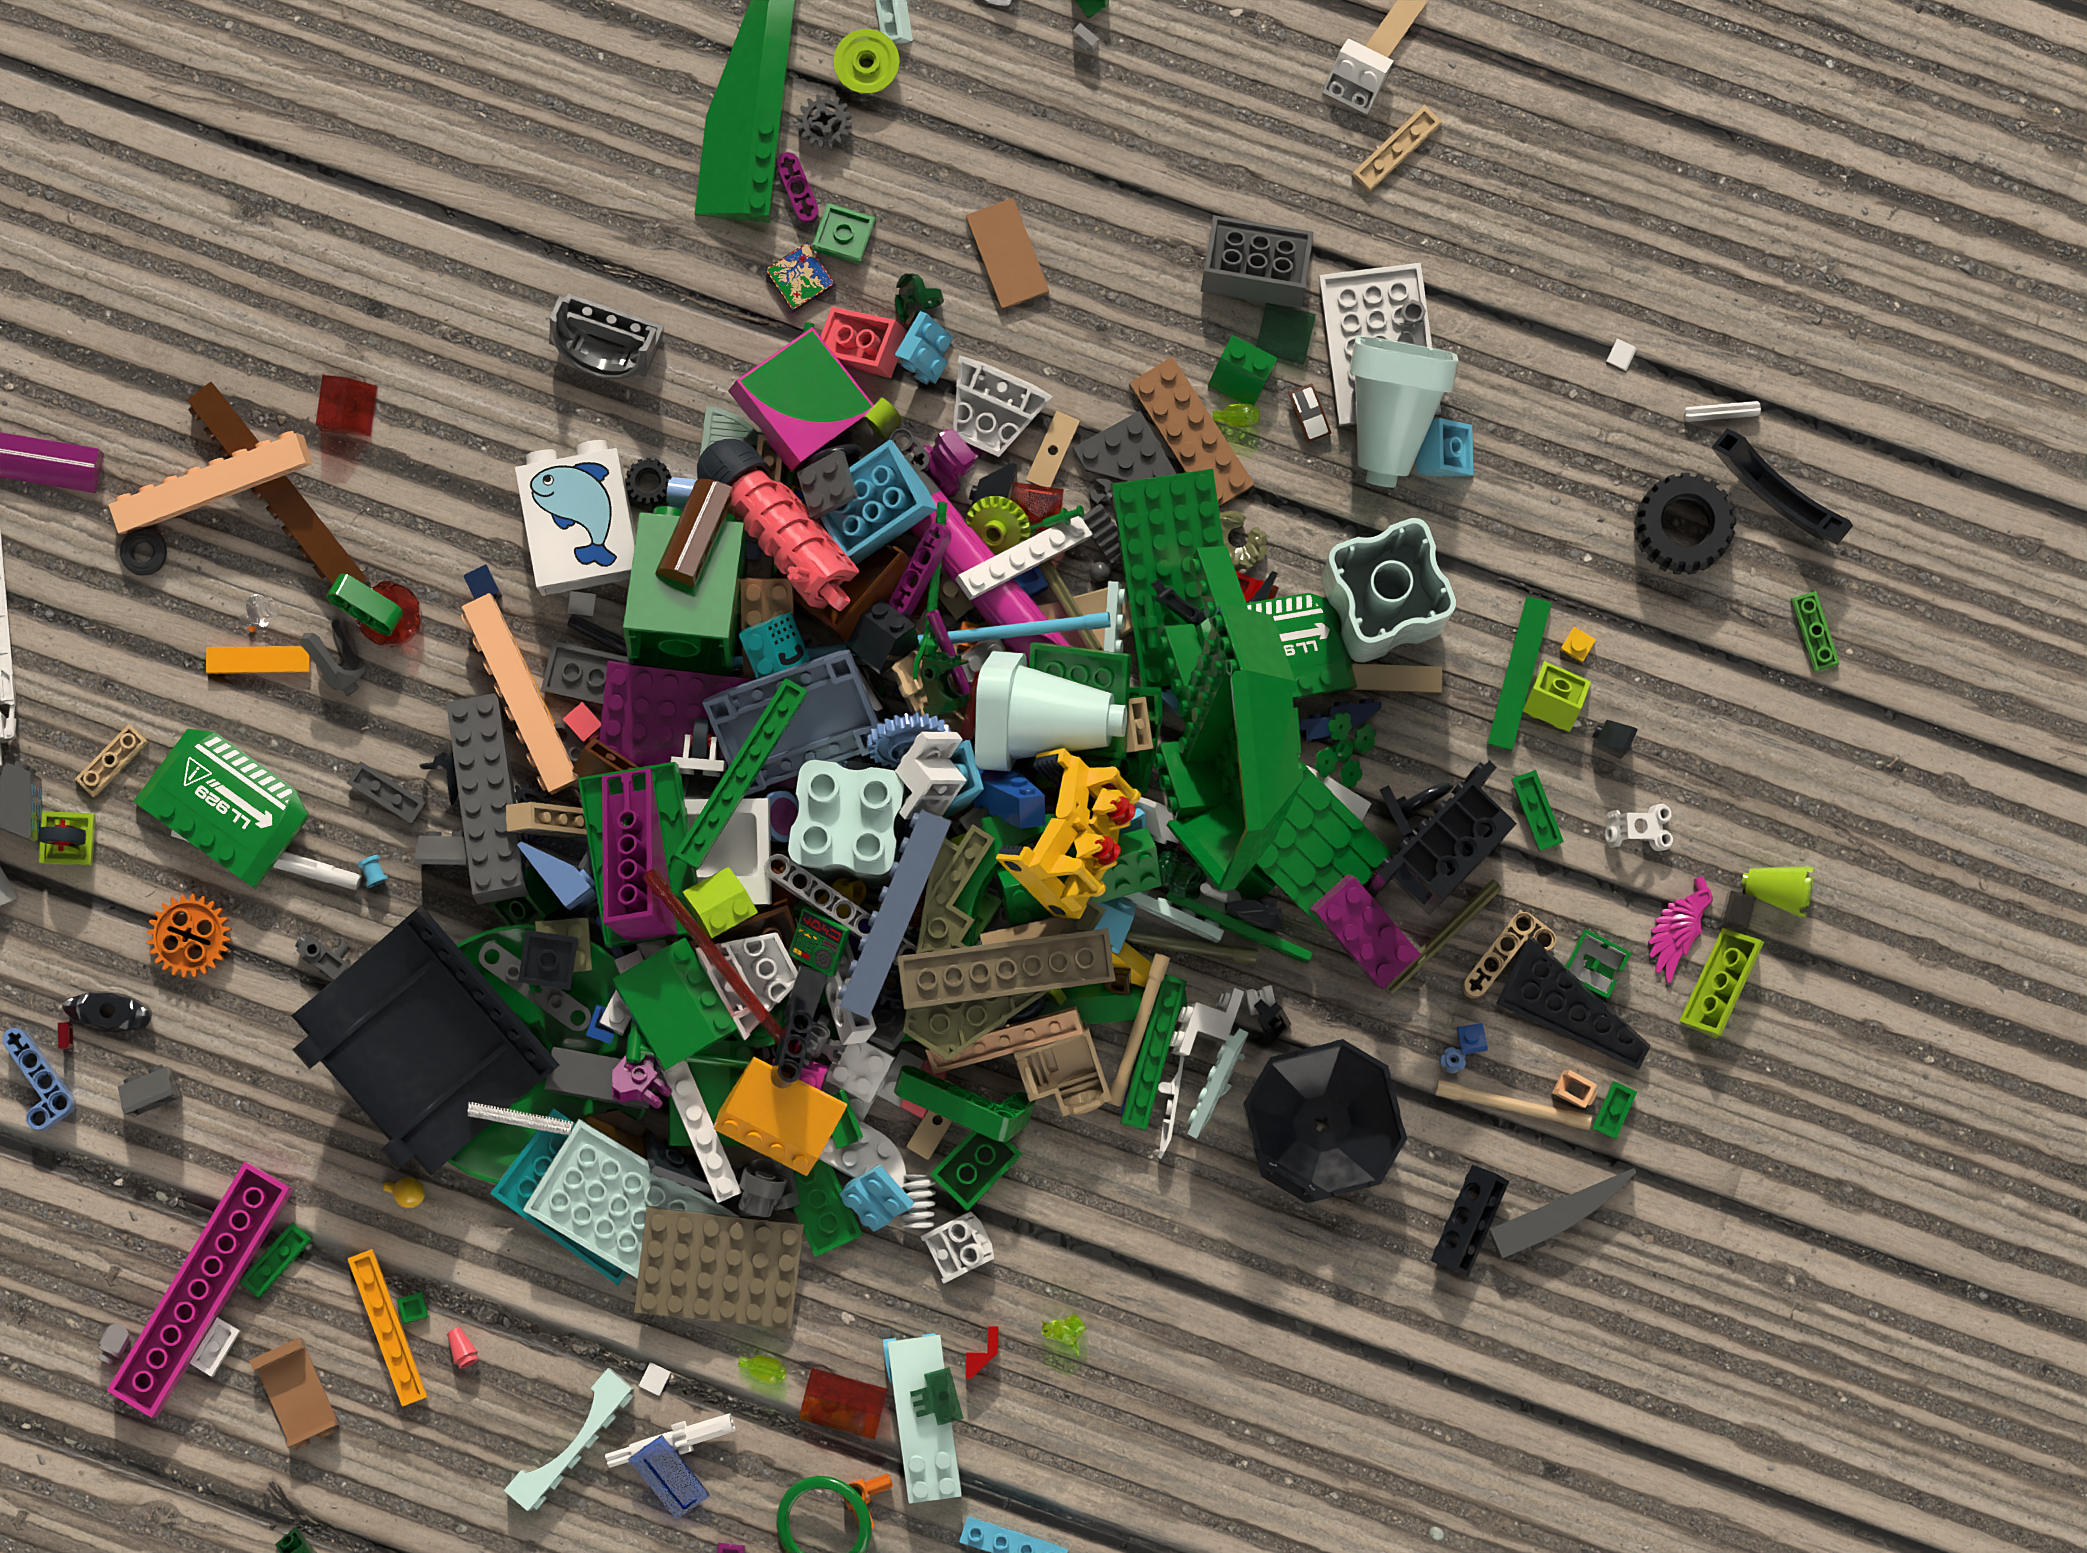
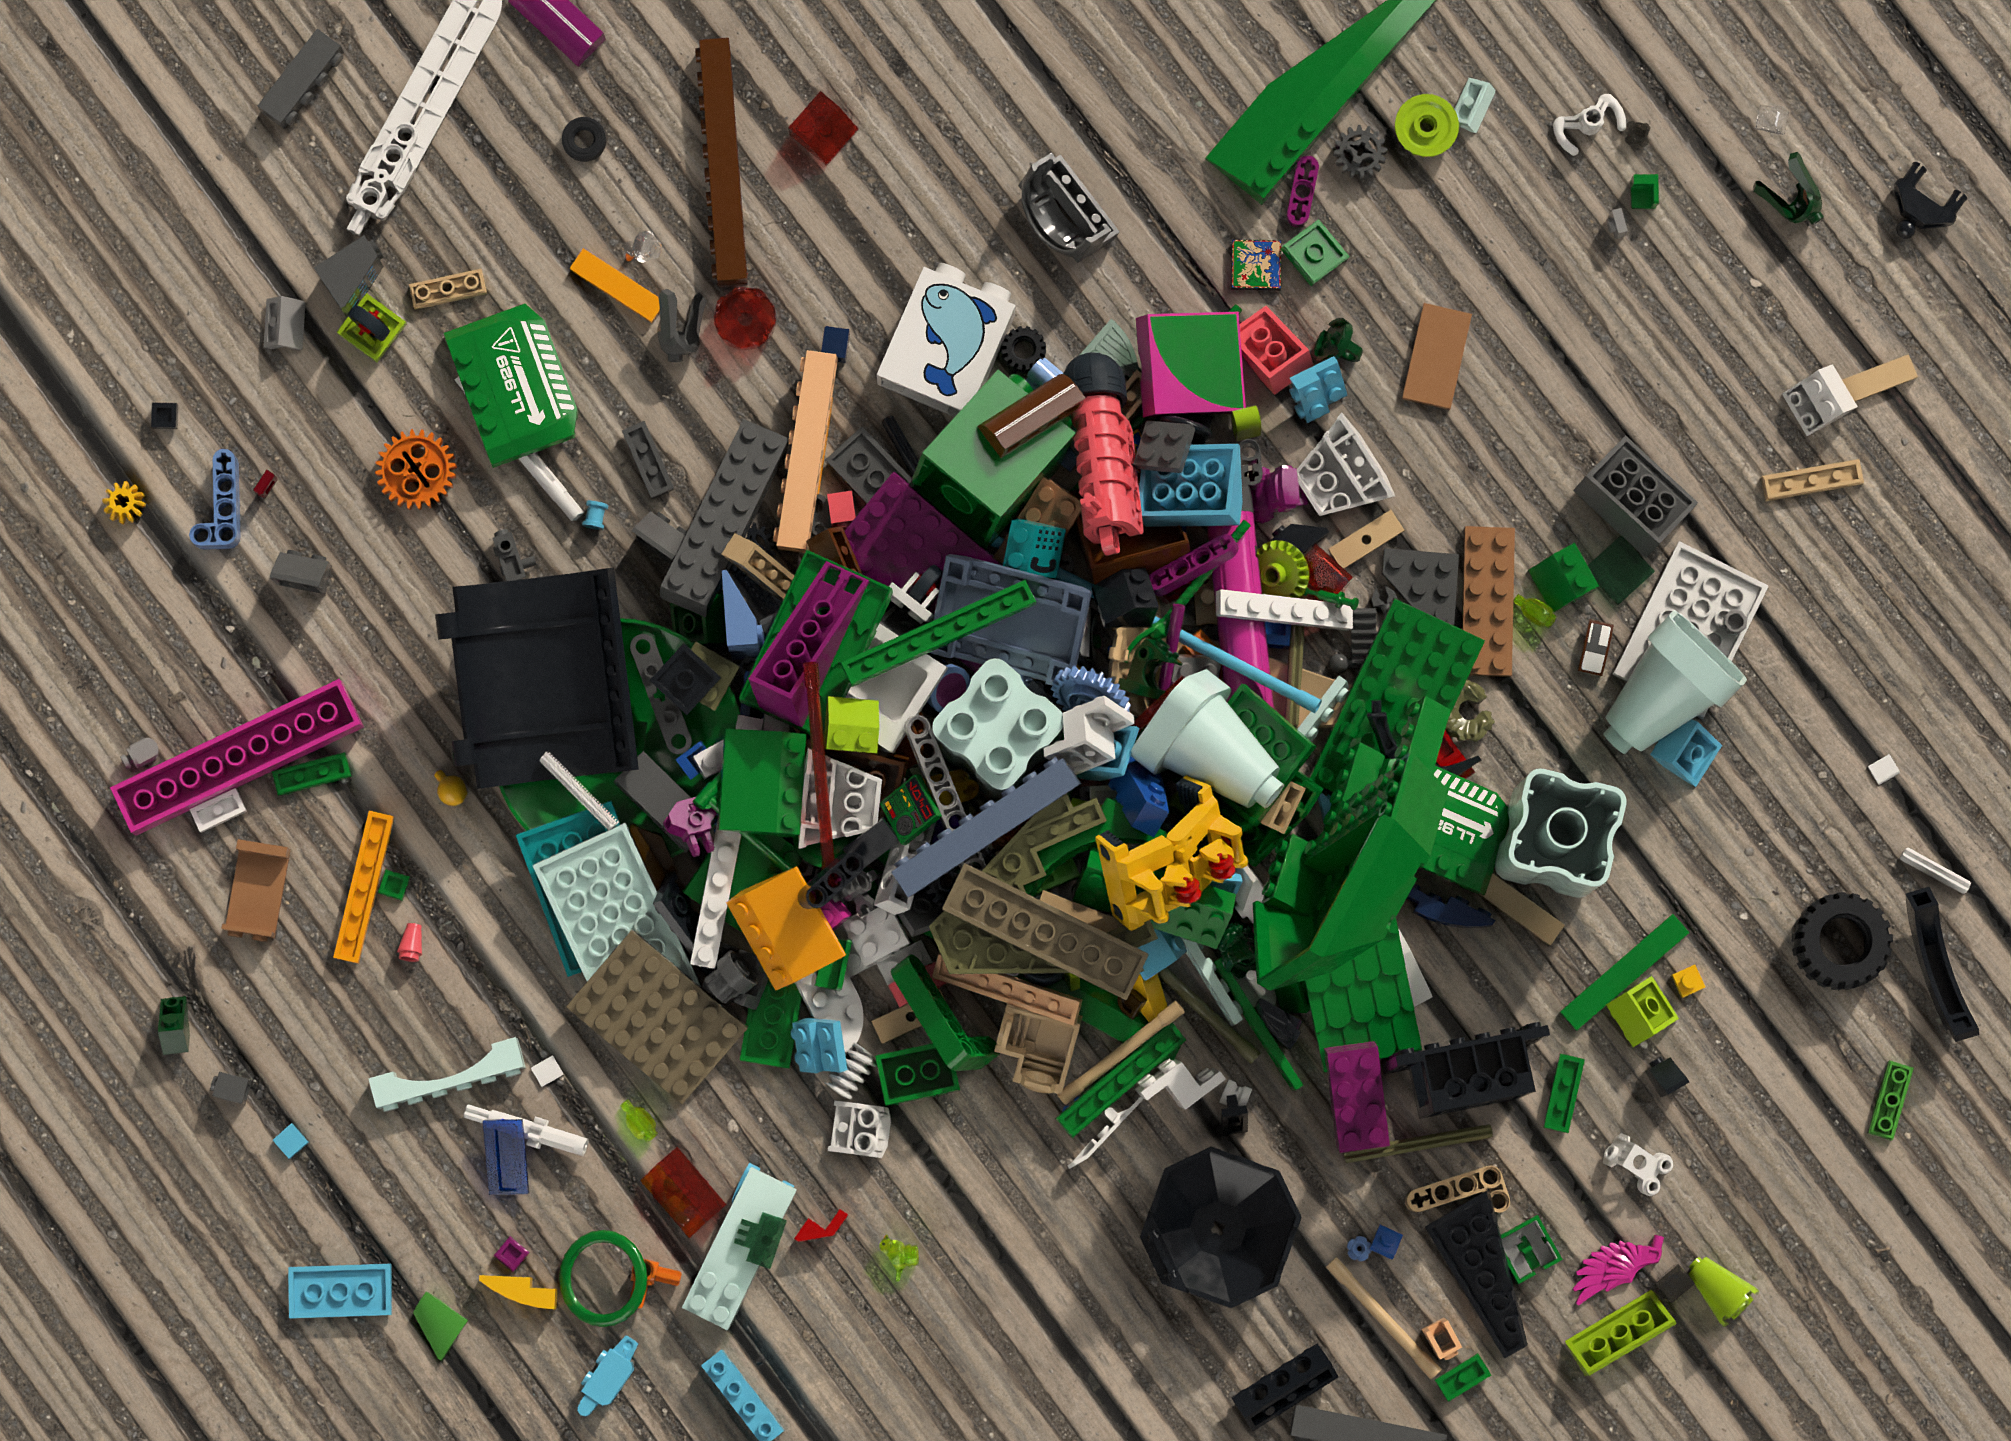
camera: 30 degrees right, 0 degrees up
(129, 1012) = (326, 501): black piece -> none
(210, 483) = (673, 119): light nougat brick -> none
(365, 604) = (731, 297): green beam -> none
(446, 762) = (709, 465): black piece -> none
(581, 603) = (904, 411): white piece -> none
(1217, 1082) = (1156, 1137): light aqua plate -> none
(1343, 749) = (1438, 938): green plant -> none
(1403, 808) = (1454, 1019): black tile -> none

